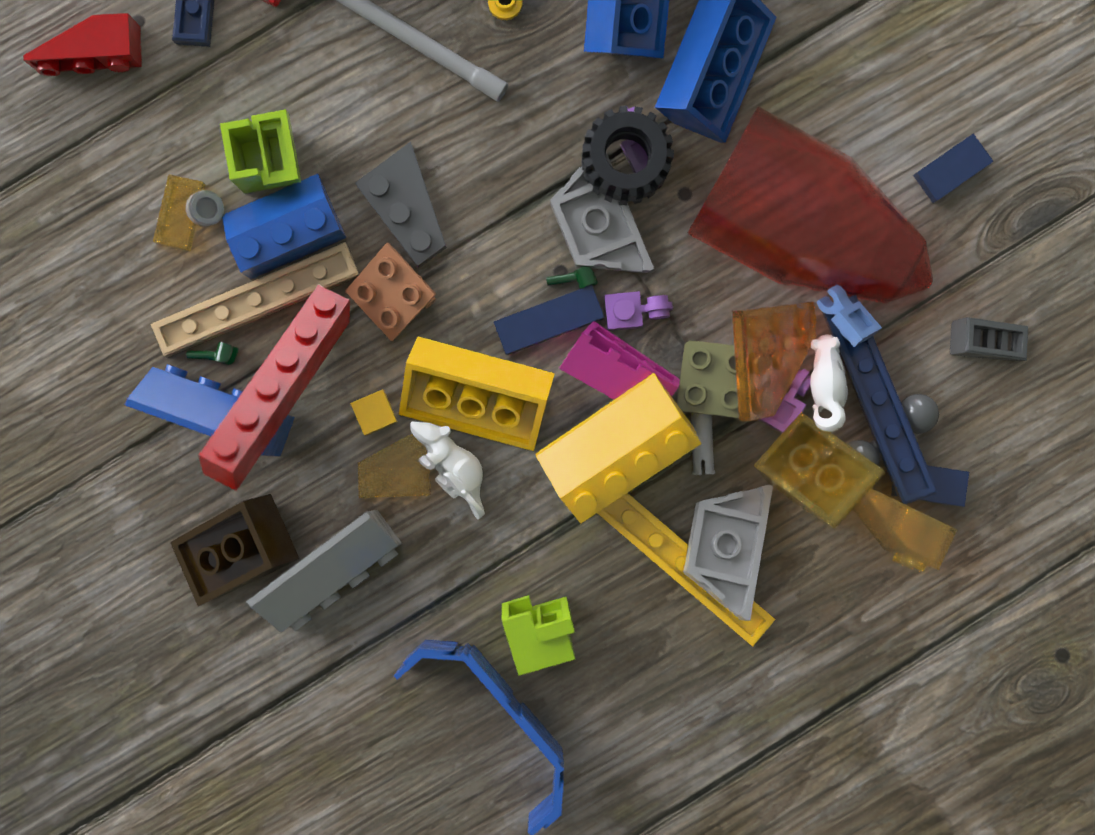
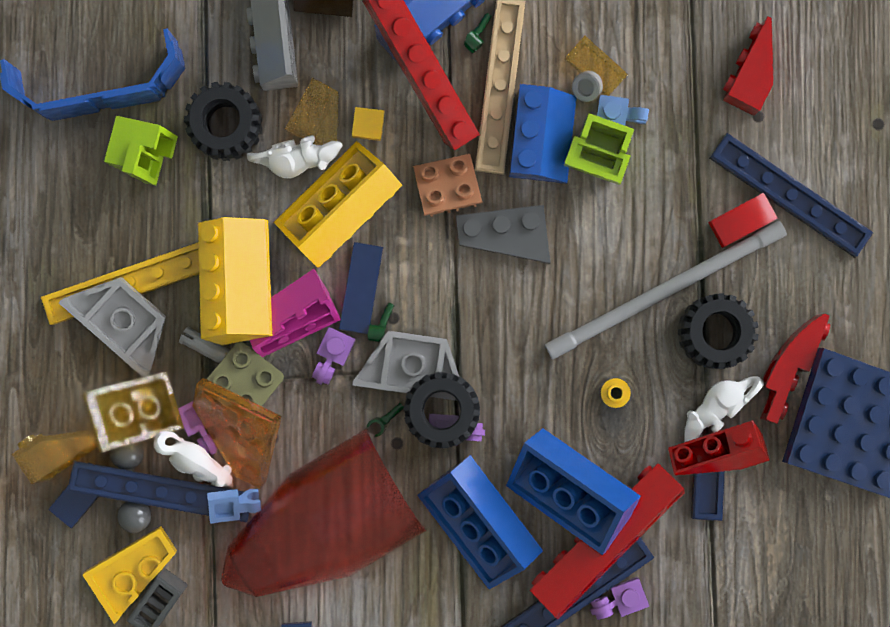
camera: 125 degrees right, 0 degrees up
(212, 163) = (617, 110): none -> medium blue plate
(436, 584) = (206, 104): none -> black tyre
(668, 218) = (385, 419): none -> dark green hand
(977, 387) = (126, 573): none -> yellow wing

